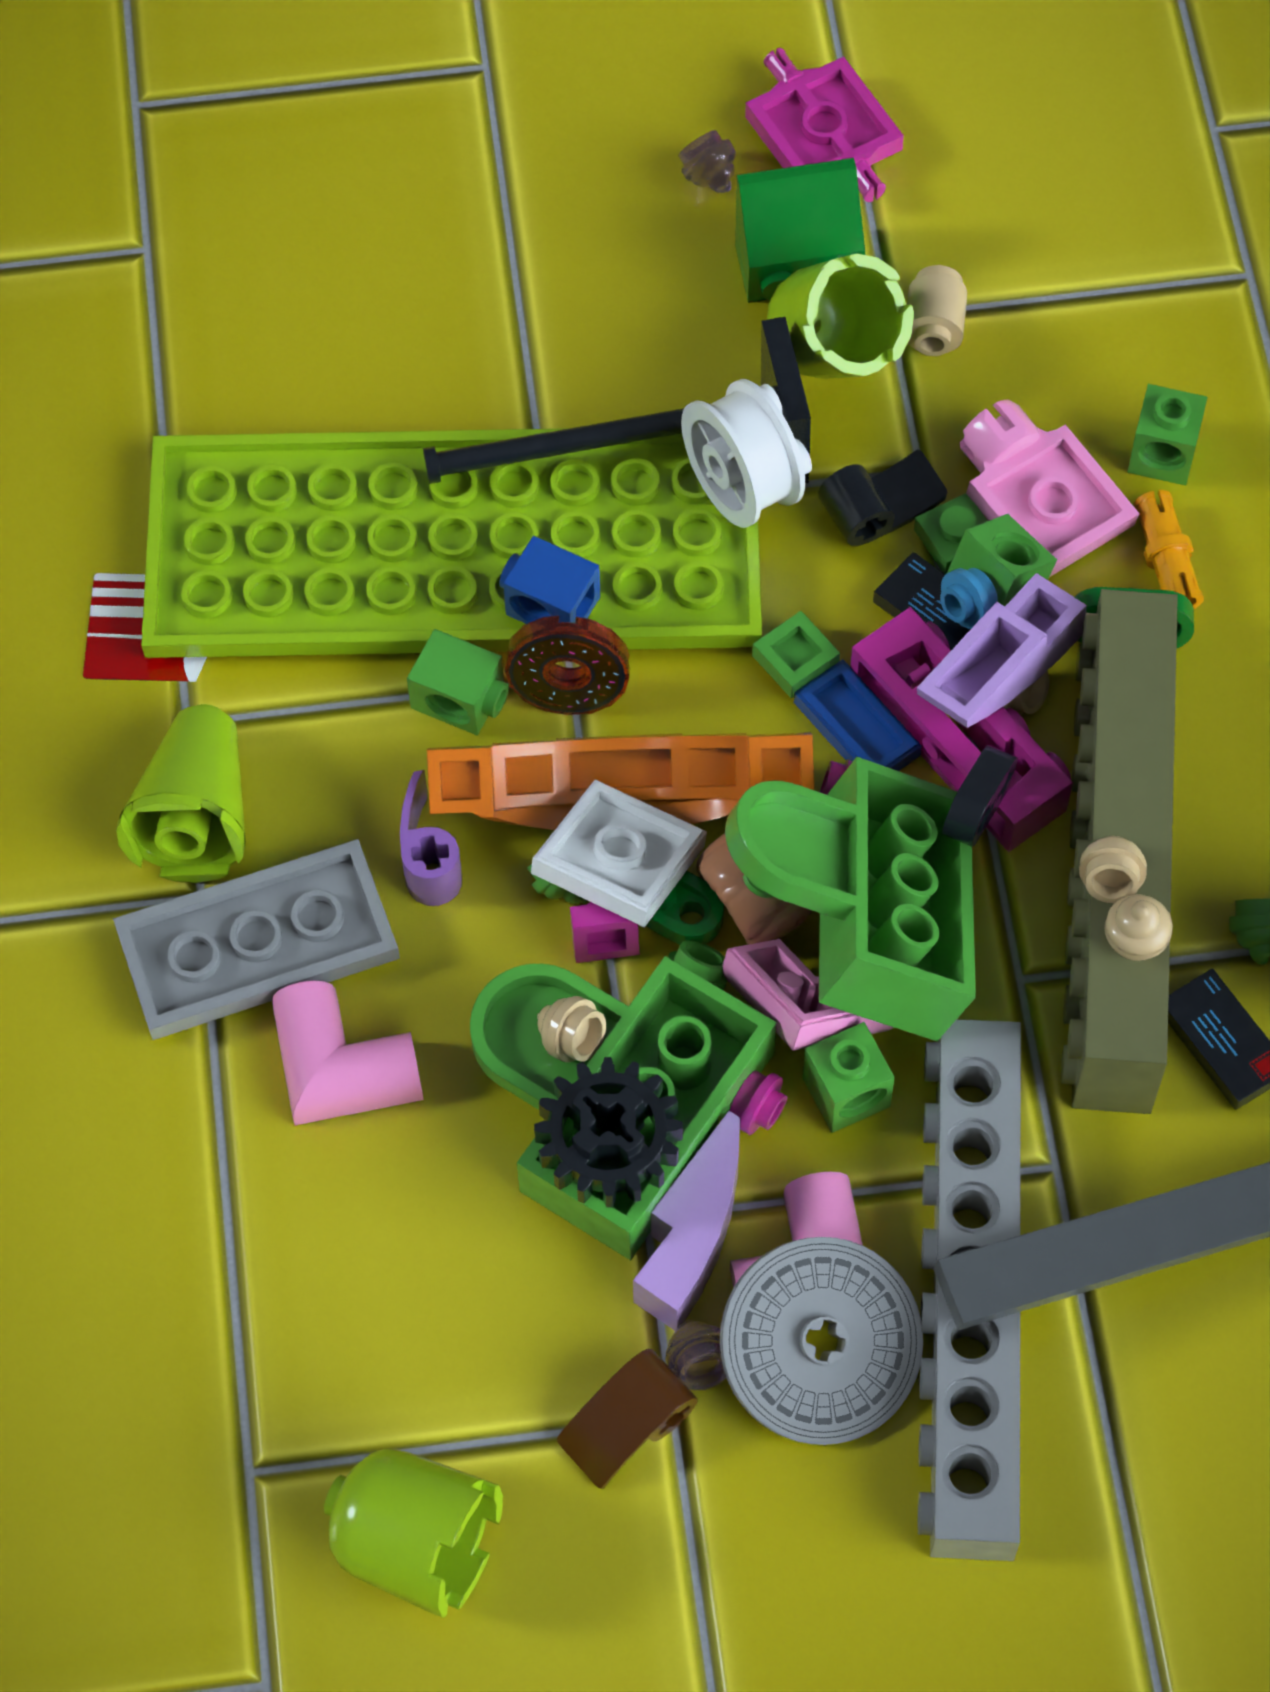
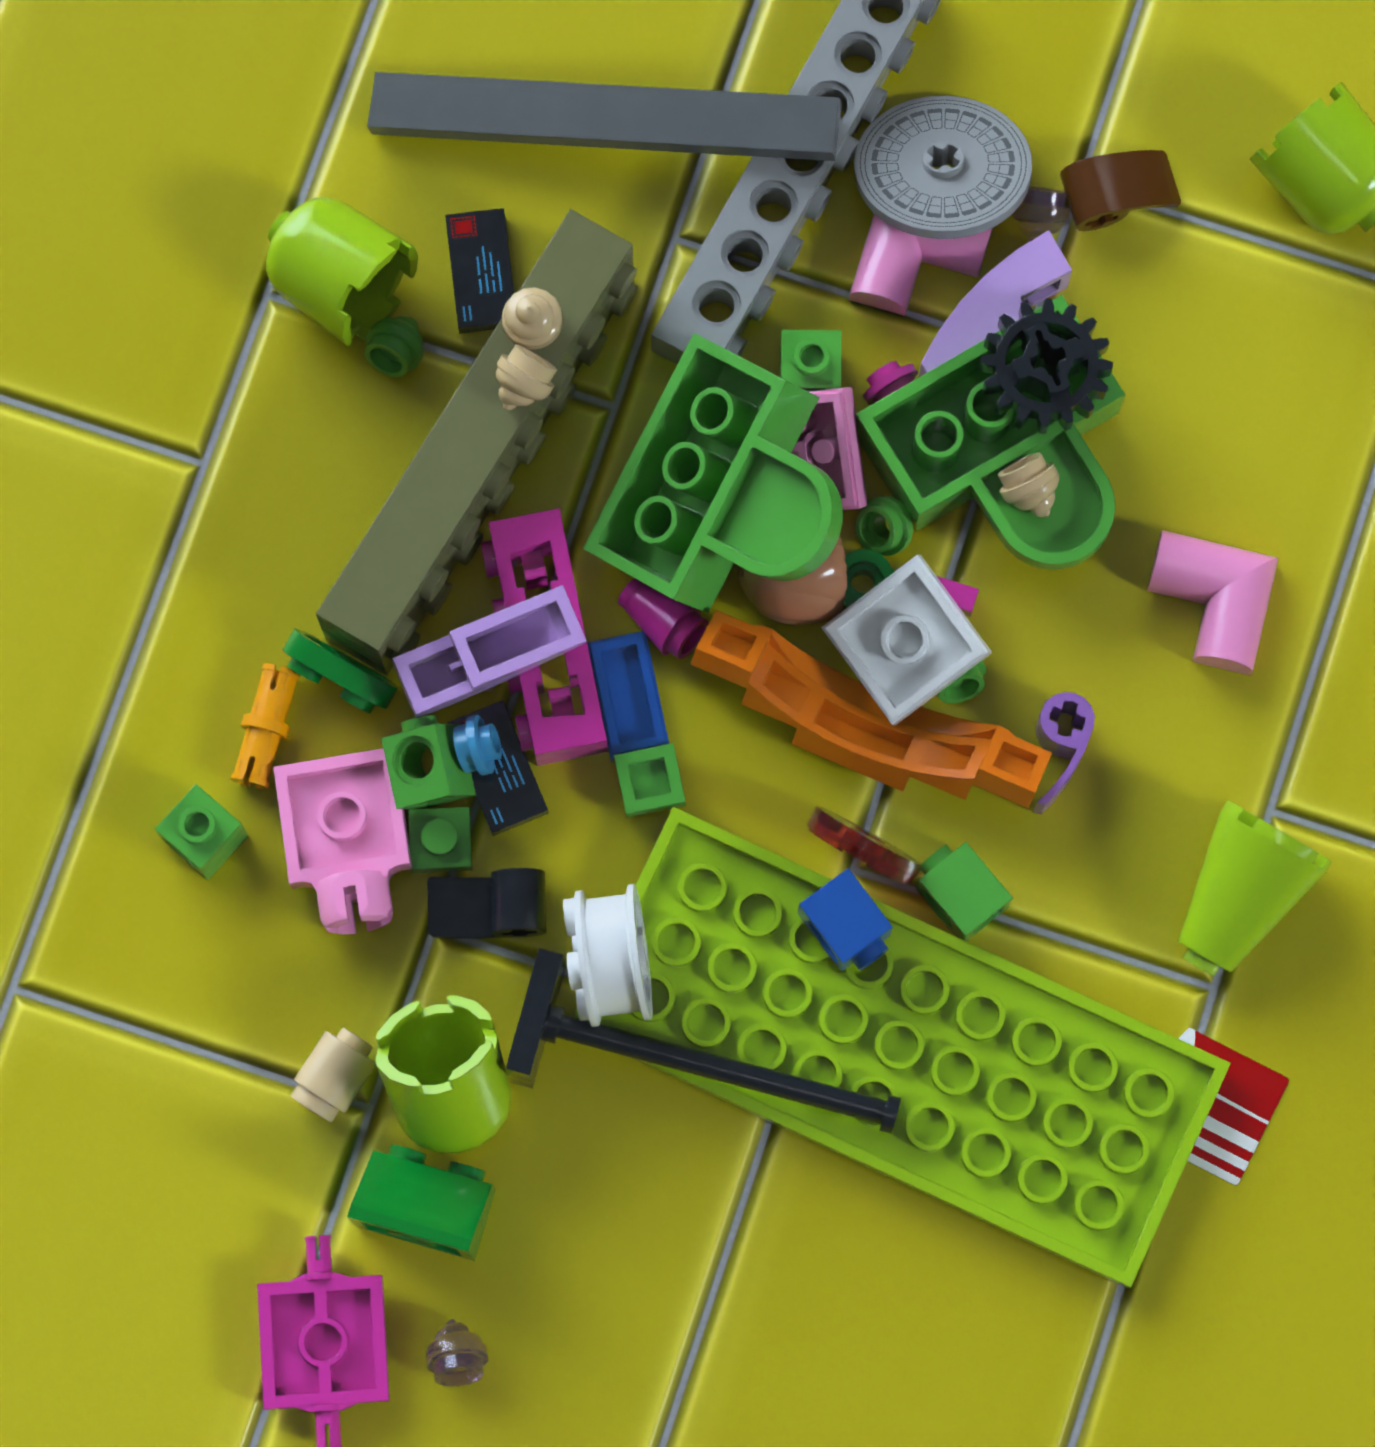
camera: 155 degrees left, 15 degrees up
(255, 936) = (1243, 732): light grey plate -> none
(980, 795) = (584, 521): black beam -> none

